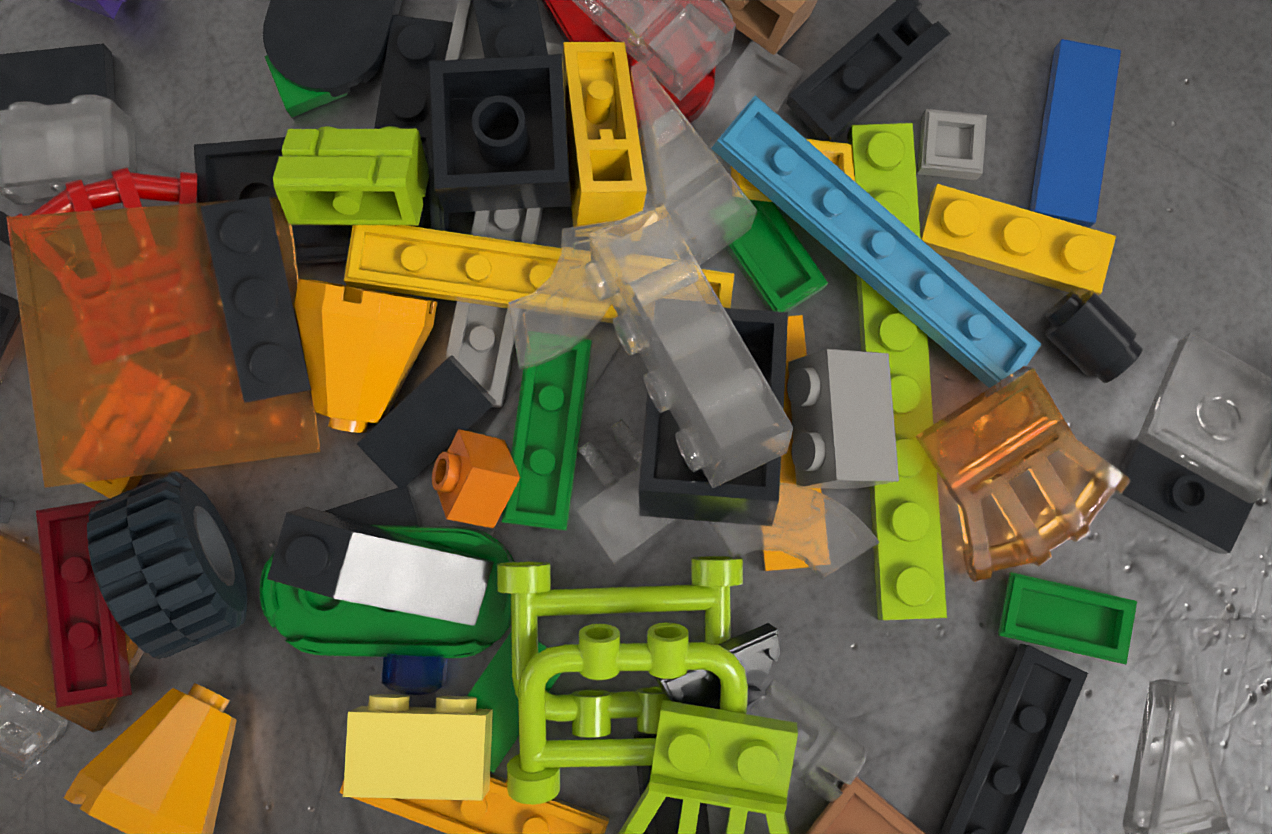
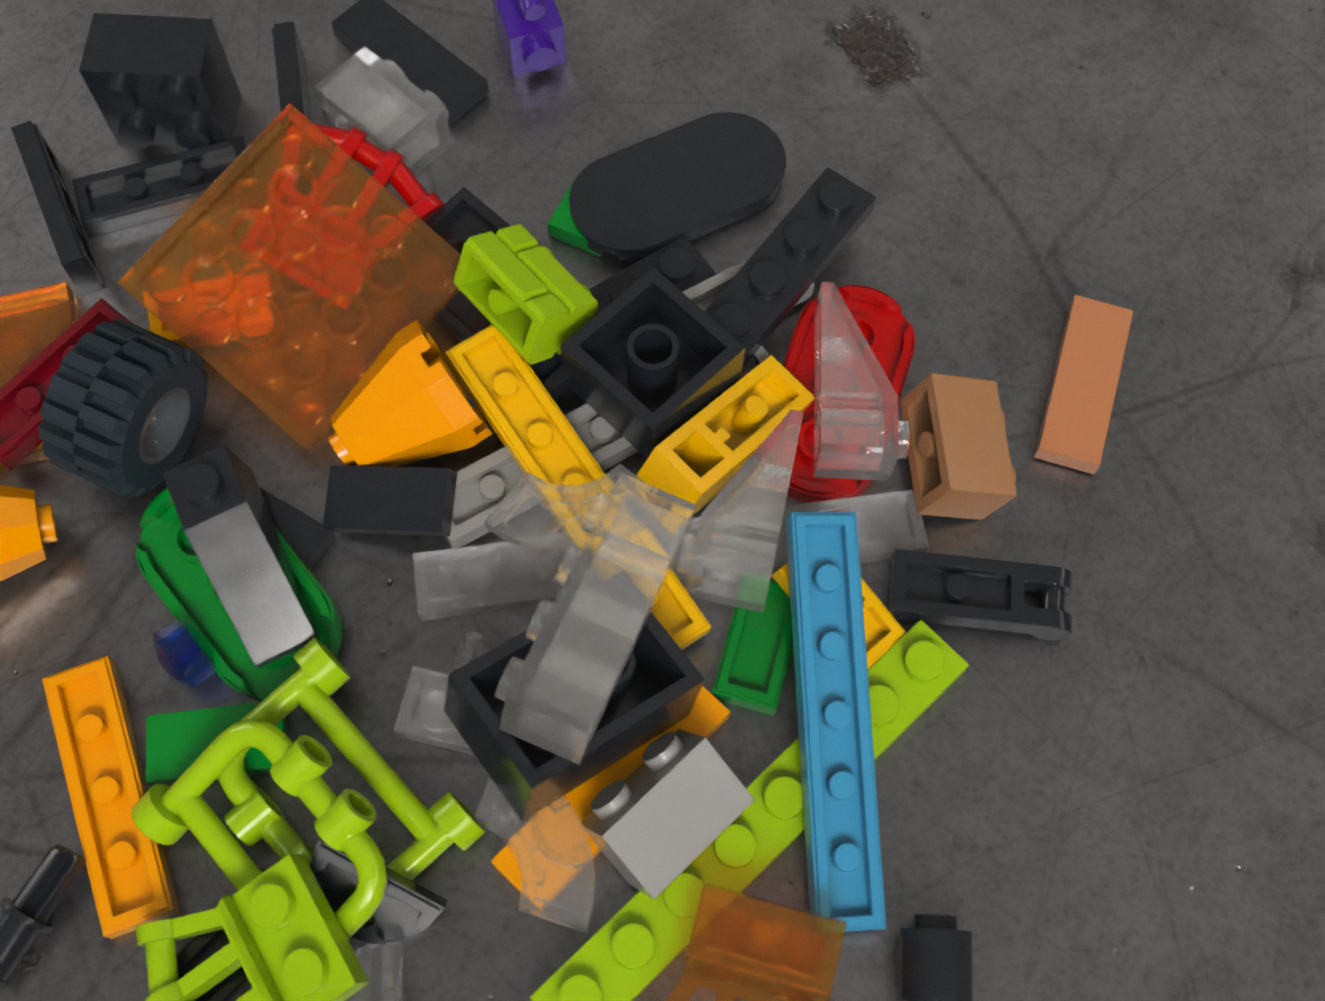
camera: 50 degrees right, 15 degrees down
(255, 298) = (376, 305): black plate -> none
(418, 749) = (117, 702): light yellow brick -> none
(475, 478) = (372, 567): orange plate -> none
(548, 439) = (452, 599): green tile -> none
(951, 144) = (986, 714): light grey tile -> none
(1016, 241) = (958, 837): yellow plate -> none
(1075, 132) = (1093, 808): blue tile -> none

